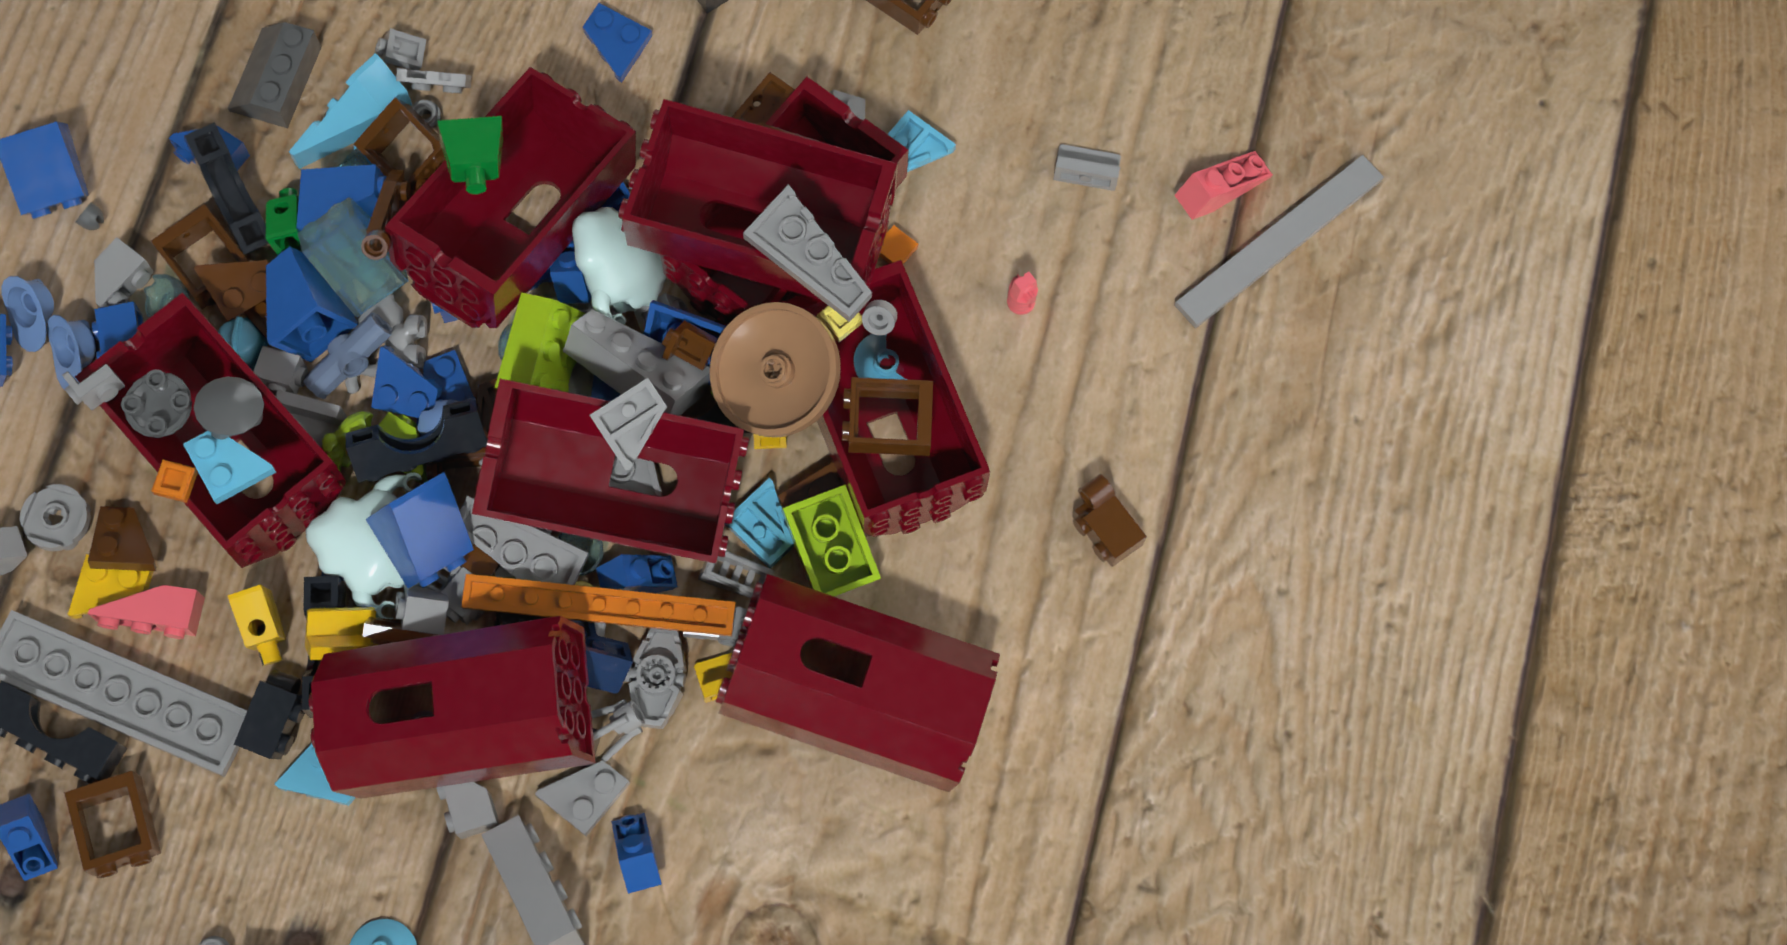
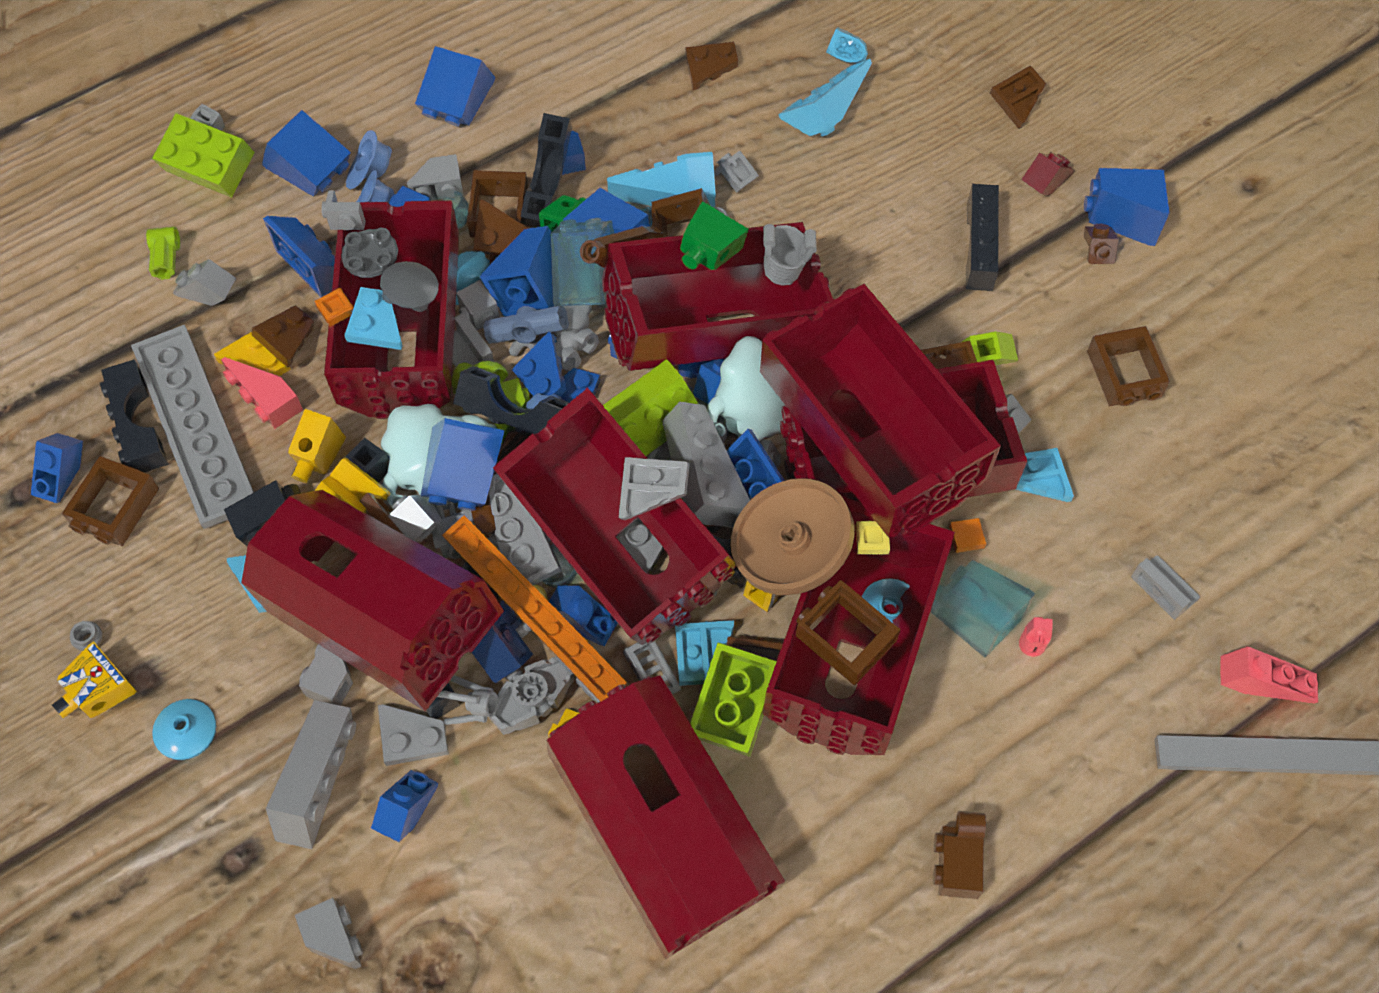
camera: 45 degrees right, 10 degrees down
(48, 501) = (264, 305): light grey plate -> none
(65, 449) = (303, 252): none -> blue slope
(91, 217) = (455, 134): dark grey hinge -> none
(276, 74) = (646, 133): dark grey slope -> none
(424, 79) = (734, 196): light grey wing -> none
(550, 113) = (786, 252): none -> light grey piece
(616, 39) = (887, 261): blue wing -> none
(689, 345) = (748, 475): reddish brown bracket -> none
(780, 59) = (994, 346): none -> lime slope
(800, 247) = (873, 452): light grey wing -> none
(879, 317) = (901, 556): light grey tile -> none
(961, 300) = (981, 605): none -> clear light blue slope

